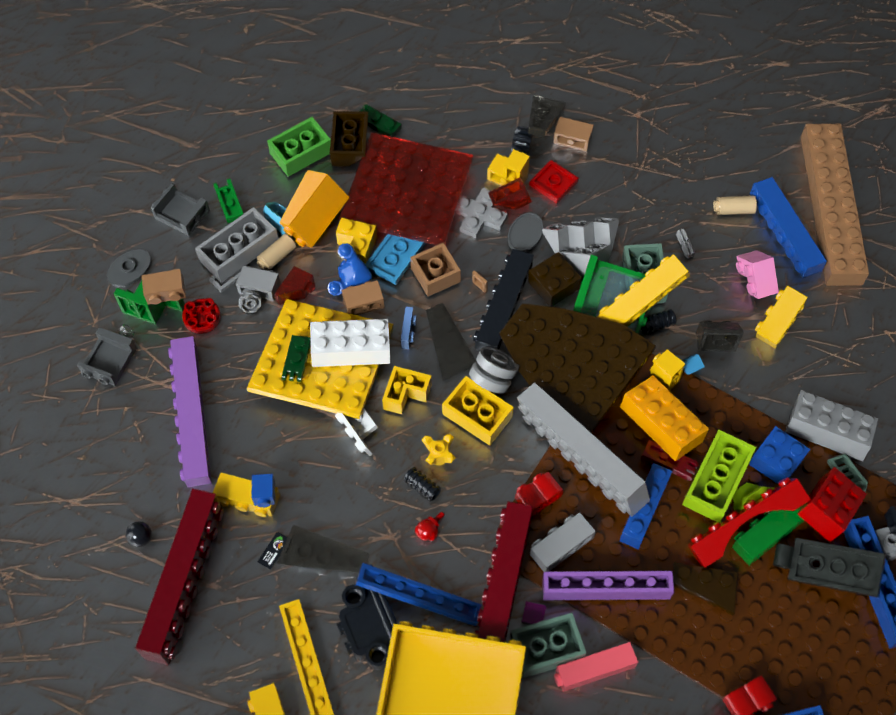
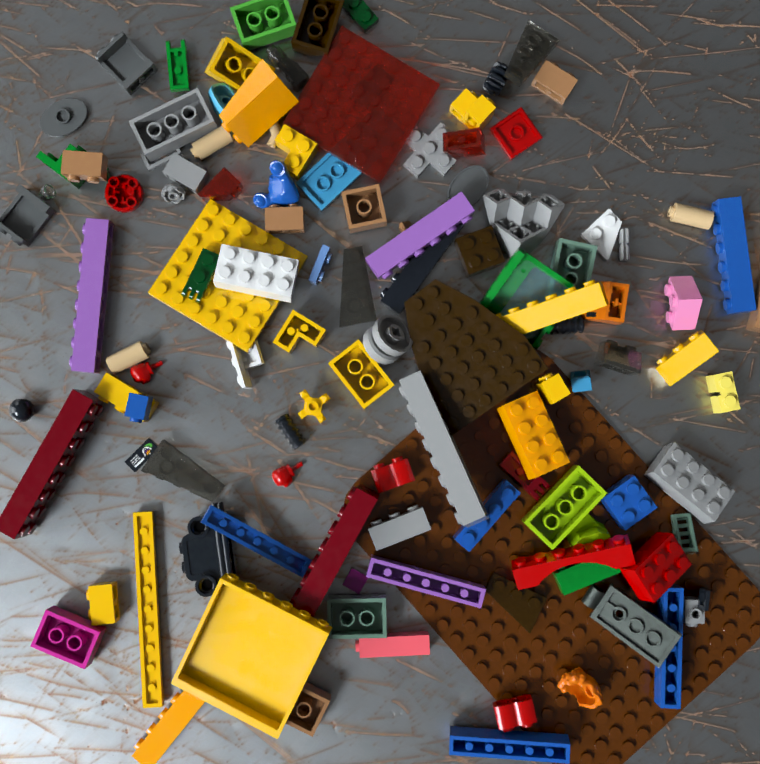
camera: 15 degrees right, 25 degrees up
(239, 456) = (128, 357): none -> tan brick
(257, 466) = (142, 371): none -> red piece
(278, 184) = (232, 63): none -> yellow slope
(332, 230) = (274, 130): none -> tan arm
(342, 179) = (290, 69): none -> clear smoke piece
(495, 275) = (419, 236): none -> medium lavender brick
(663, 233) = (603, 233): none -> white wing
(691, 294) = (615, 311): none -> orange slope
(809, 651) = (583, 687): none -> orange hair
(834, 344) = (728, 396): none -> light yellow piece

